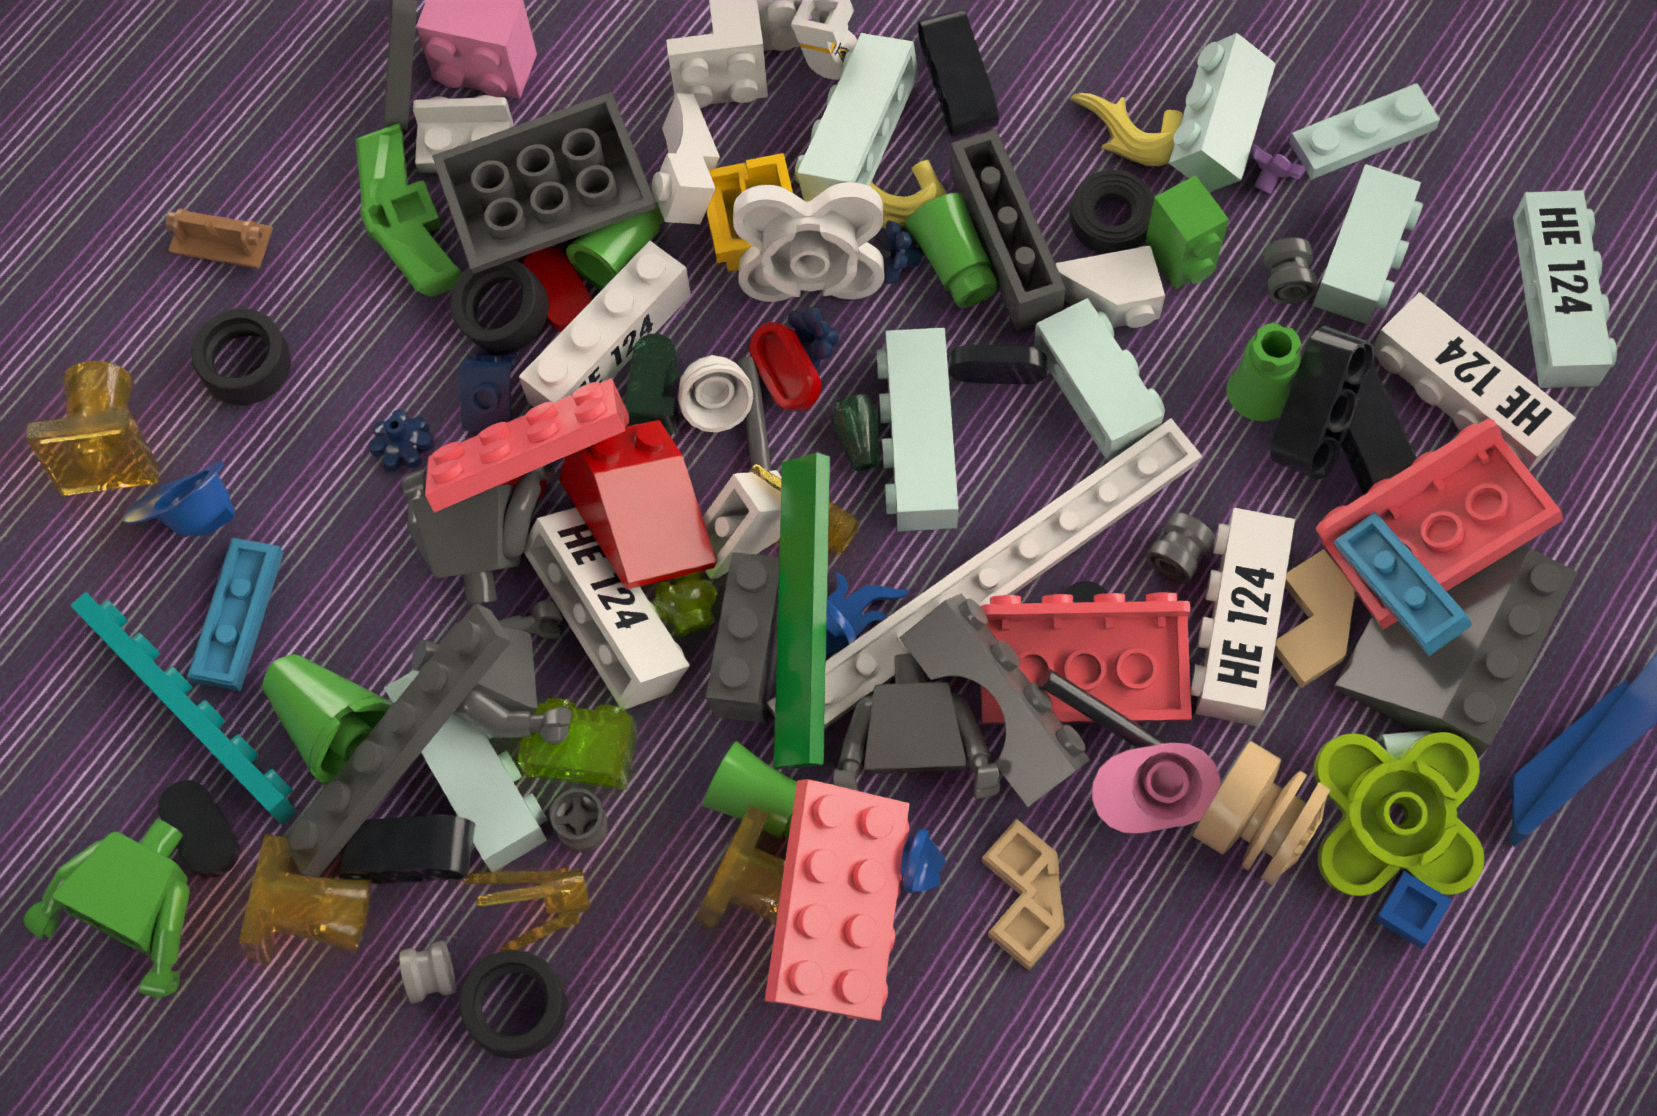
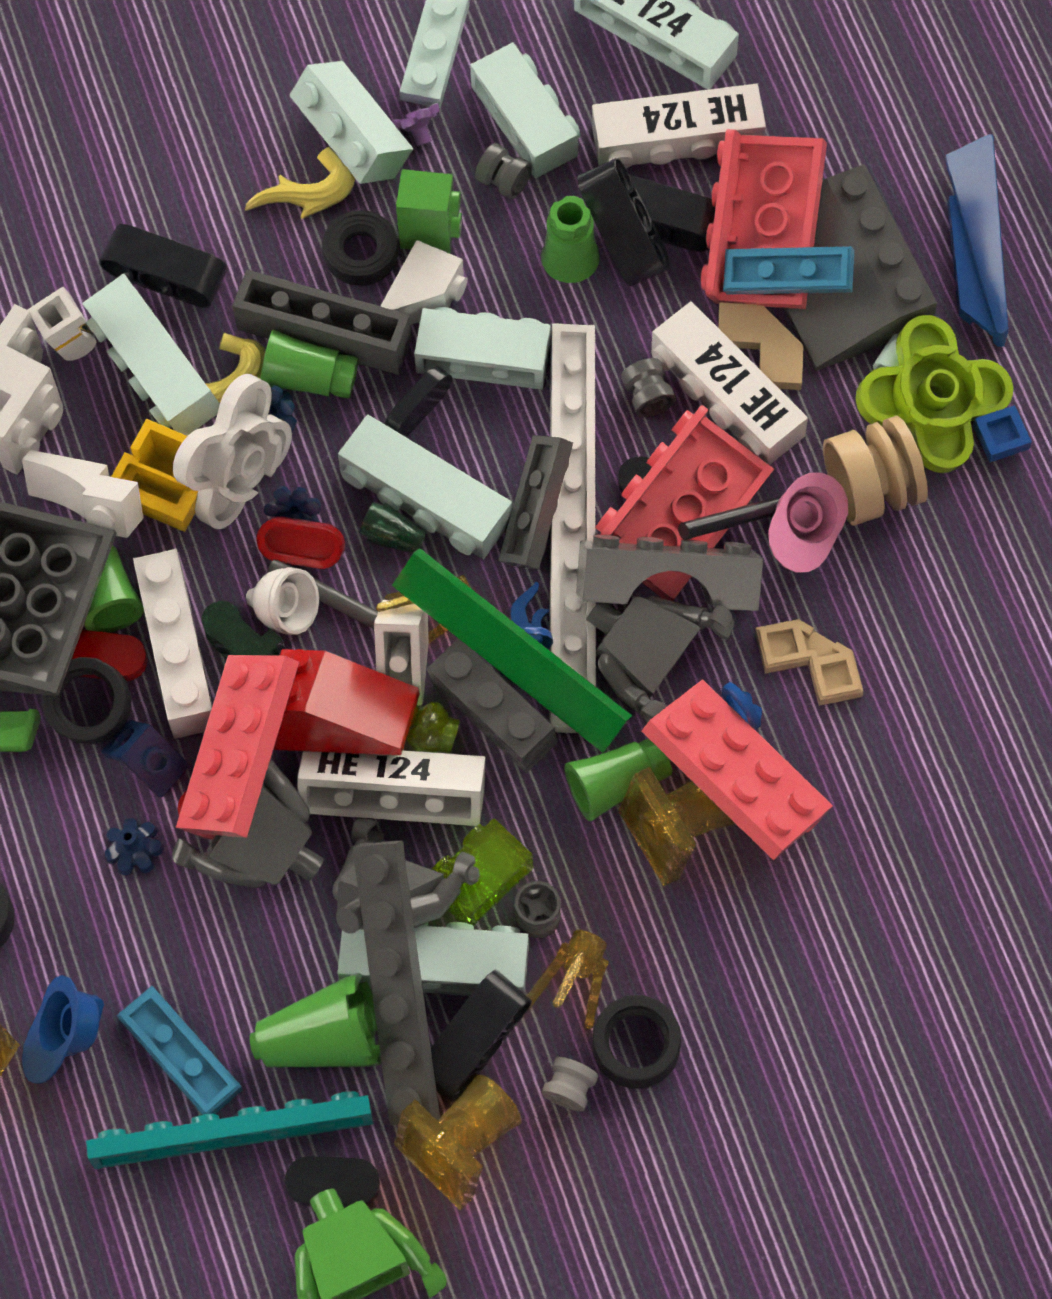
camera: 55 degrees left, 0 degrees up
(977, 530) = (536, 501): none -> dark grey plate

